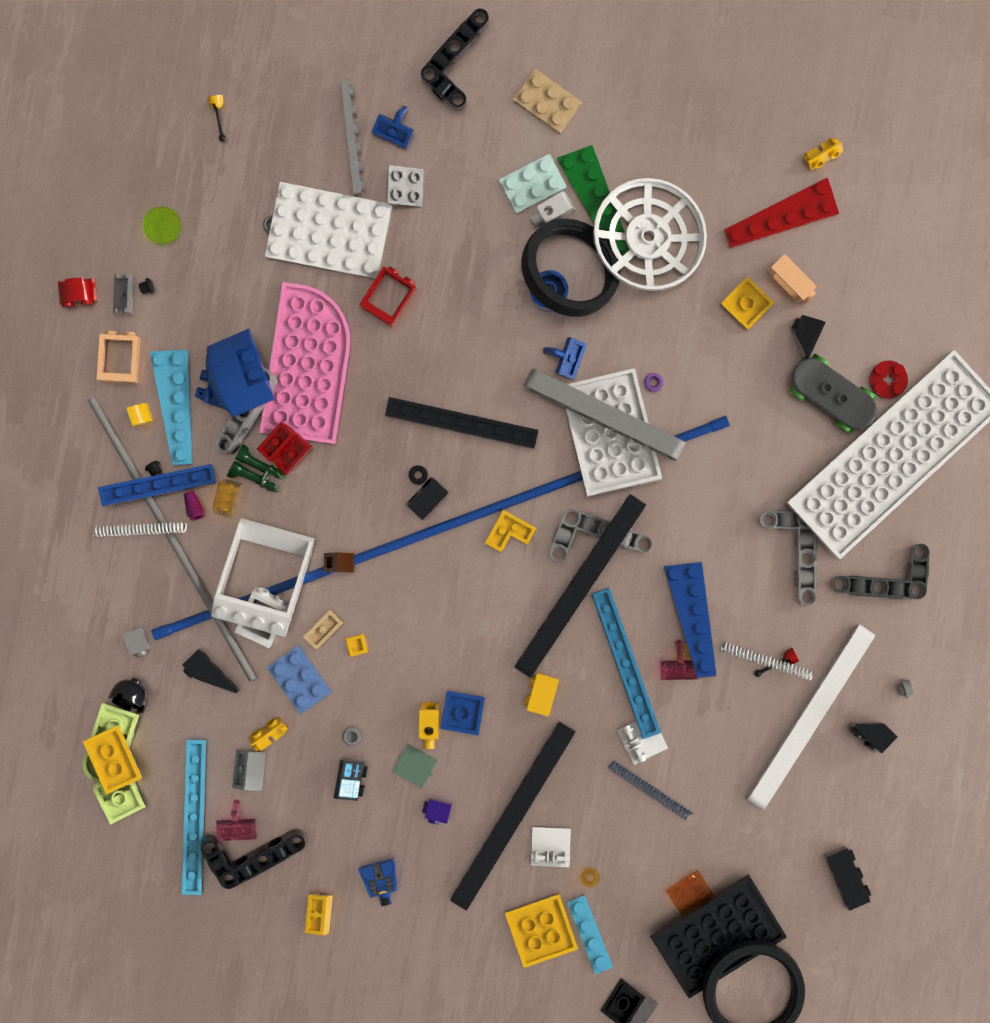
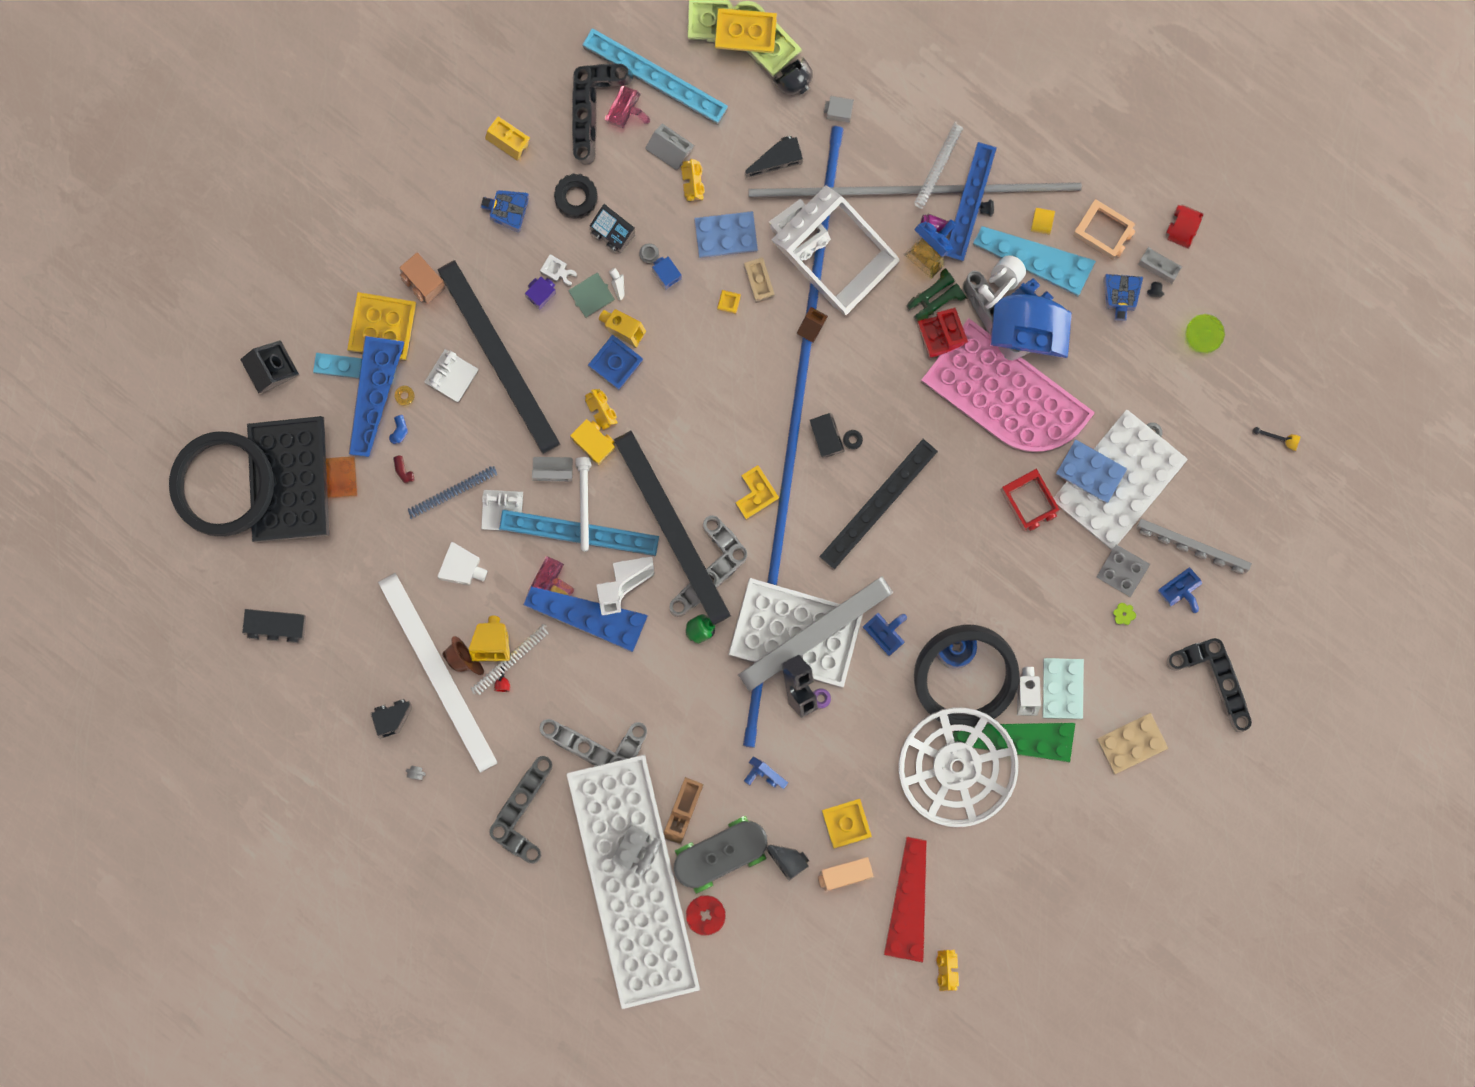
camera: 105 degrees right, 5 degrees down
(166, 313) = (1122, 293): none -> torso
(204, 419) = (1006, 276): none -> white piece
(207, 496) = (936, 240): none -> blue plate
(335, 257) = (1091, 471): none -> medium blue plate
(336, 812) = (568, 182): none -> black tyre
(360, 712) = (666, 272): none -> blue brick
(392, 749) = (618, 283): none -> white bar
(410, 809) = (555, 269): none -> white plate
(440, 160) = (1127, 609): none -> lime plant
(482, 919) = (422, 278): none -> nougat brick
(512, 695) = (597, 400): none -> yellow hinge
(567, 690) = (583, 465): none -> white piece
(583, 716) = (552, 469): none -> light grey panel
(589, 910) = (375, 378): none -> blue wing
(622, 863) = (400, 432): none -> blue arm
(642, 601) = (627, 576): none -> white arch
(653, 515) = (700, 629): none -> green head
(656, 405) = (797, 680): none -> black arch
(656, 844) = (400, 470): none -> dark red arm
(710, 747) = (461, 566): none -> white torso
(744, 397) = (762, 769): none -> plate
(761, 686) = (490, 641): none -> yellow torso
(787, 702) = (459, 658): none -> copper piece
(812, 446) = (682, 810): none -> medium nougat slope
(871, 471) = (630, 848): none -> light grey plate

